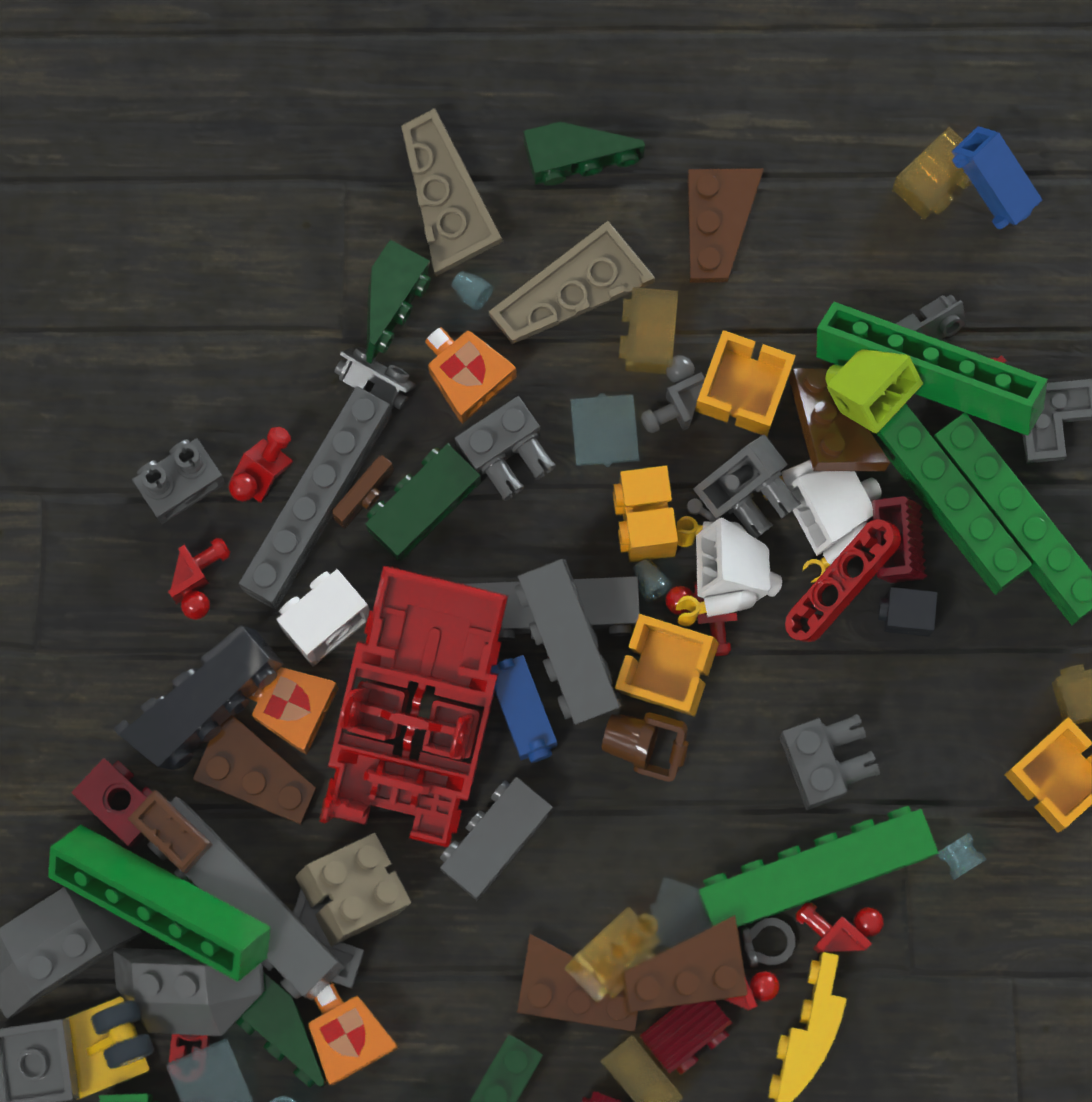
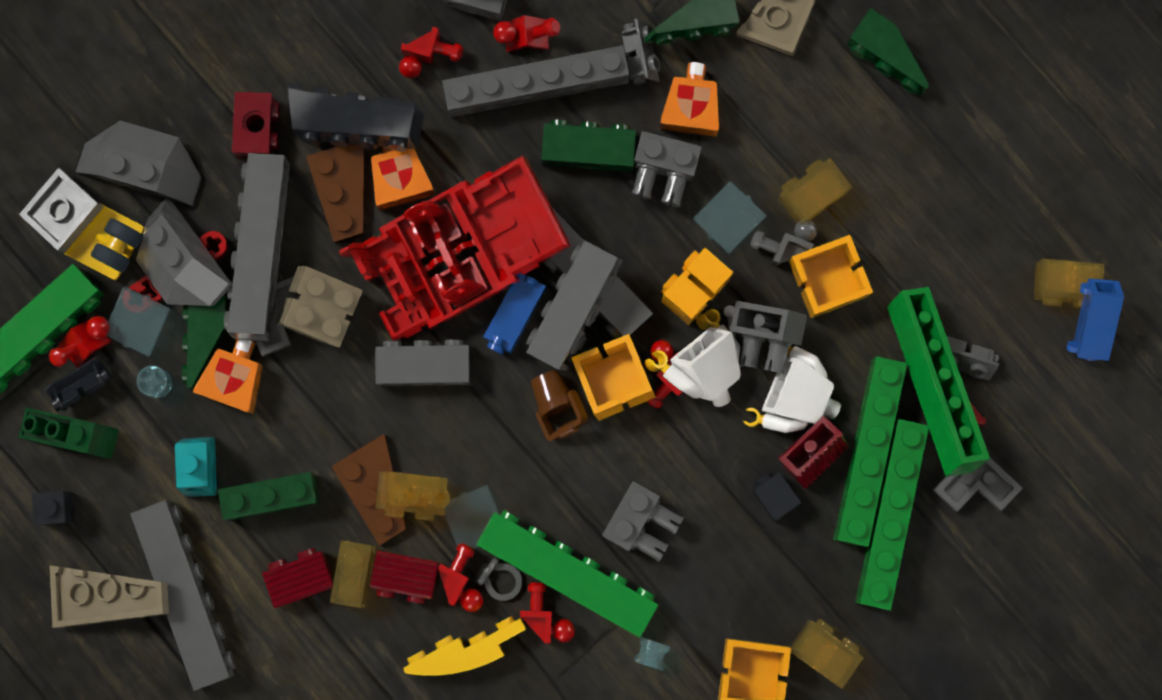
camera: 50 degrees right, 5 degrees up
(159, 902) = (211, 199): green brick -> none
(170, 831) = (258, 169): reddish brown plate -> none
(323, 616) = (465, 147): white brick -> none
(364, 492) = (564, 107): reddish brown plate -> none
(472, 289) = (746, 63): clear light blue hose -> none
(577, 282) = (807, 122): dark tan wing -> none
(651, 580) = (660, 323): clear light blue hose -> none
(690, 972) = (438, 549): reddish brown wing -> none
(717, 218) = (922, 172): reddish brown wing -> none
(830, 436) = (850, 352): reddish brown wing -> none
(838, 576) = (756, 445): red beam -> none
(873, 386) = (893, 355): lime torso -> none

